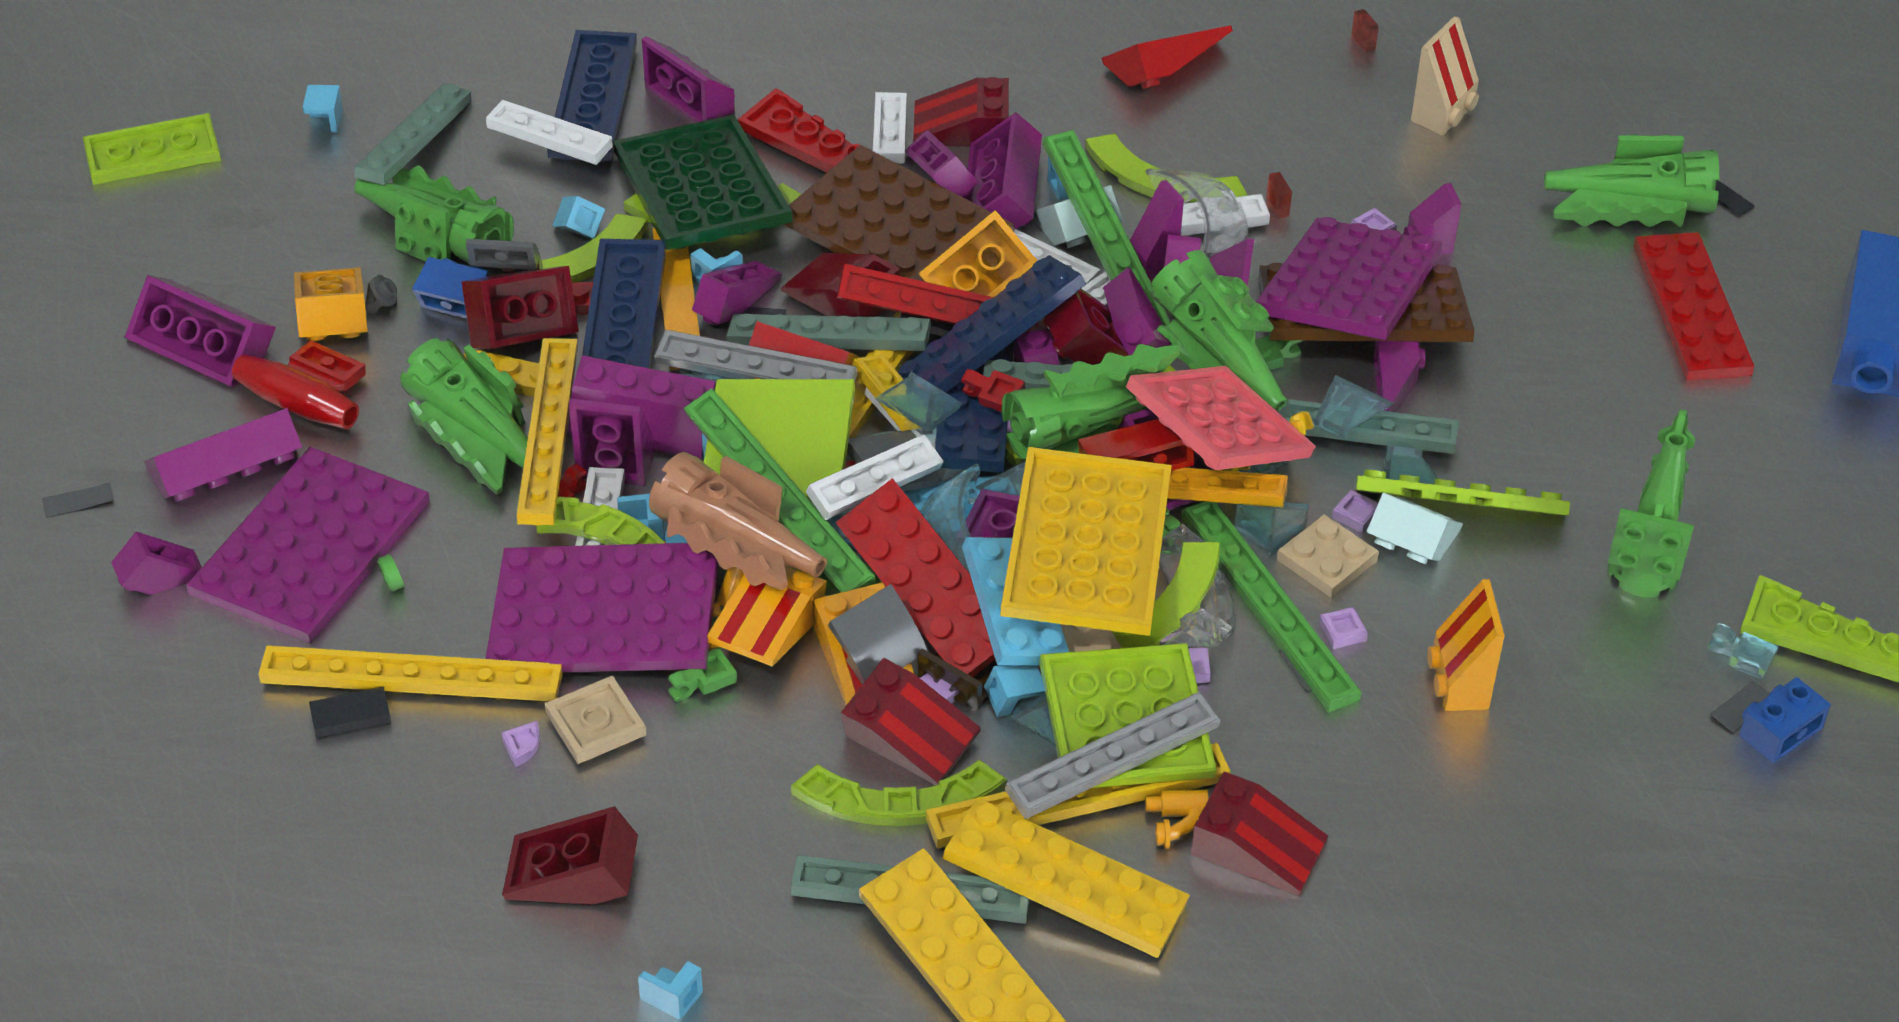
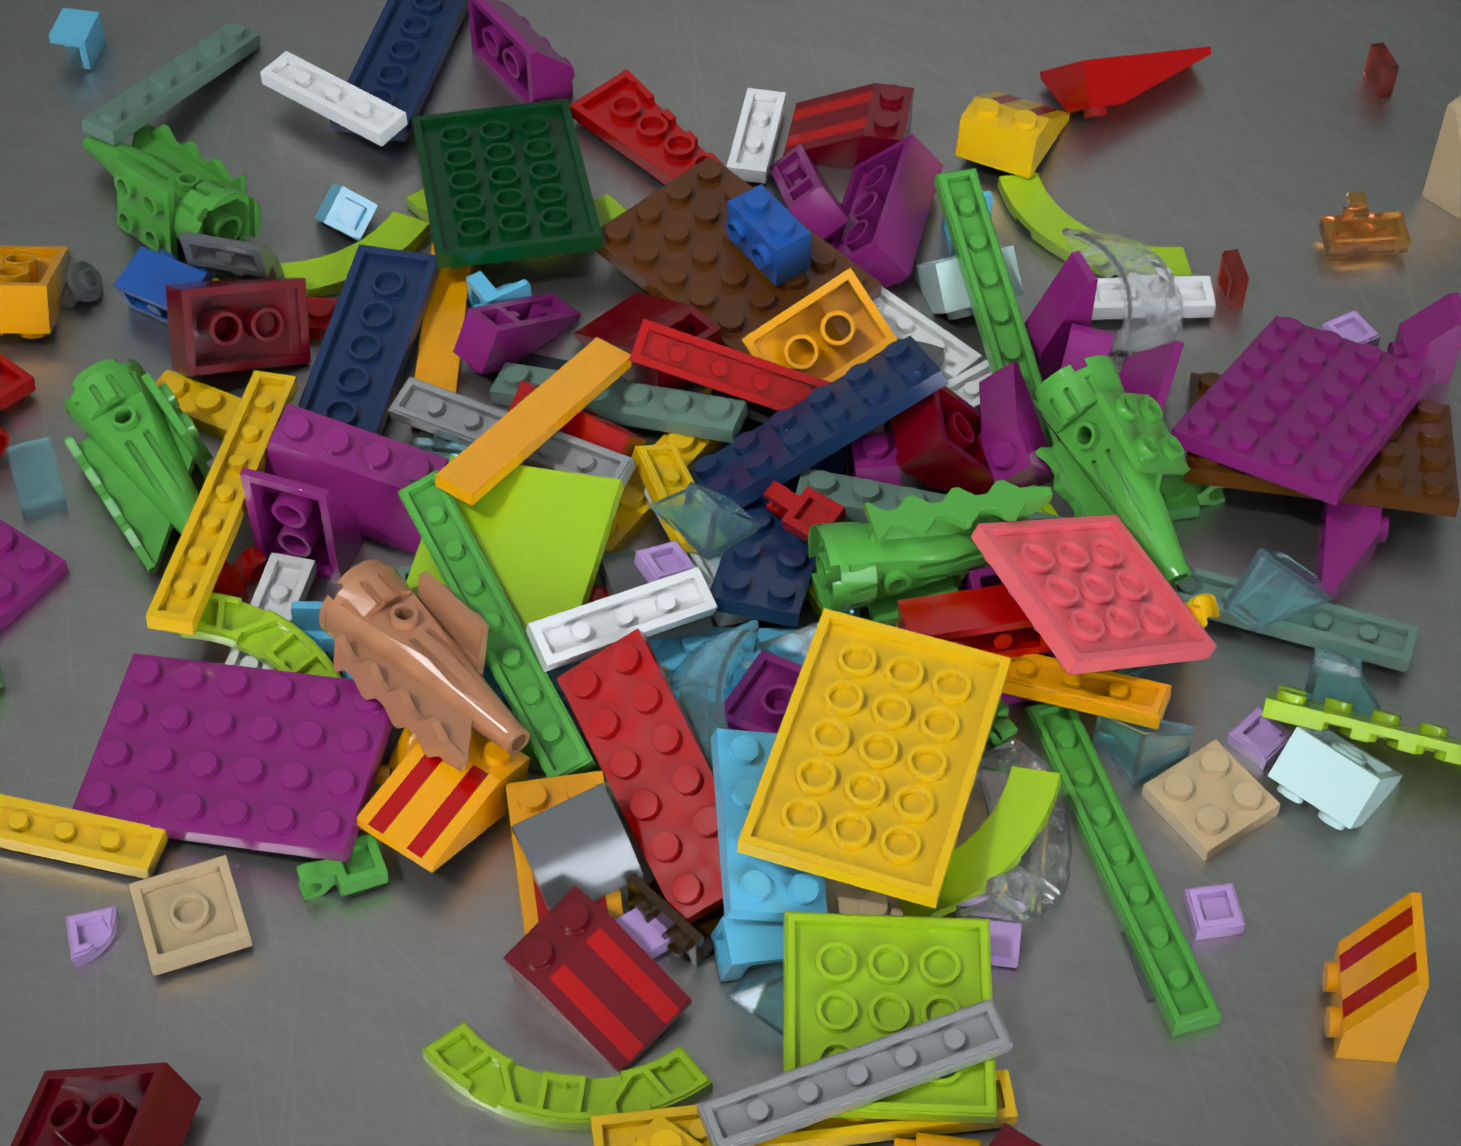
camera: 10 degrees right, 5 degrees up
(386, 437) = (36, 478): none -> clear light blue tile
(775, 347) = (532, 421): none -> light orange tile
(893, 435) = (662, 561): none -> lavender tile
(923, 196) = (768, 234): none -> blue brick
(1087, 106) = (1008, 132): none -> yellow slope
(1371, 151) = (1363, 232): none -> clear orange plate

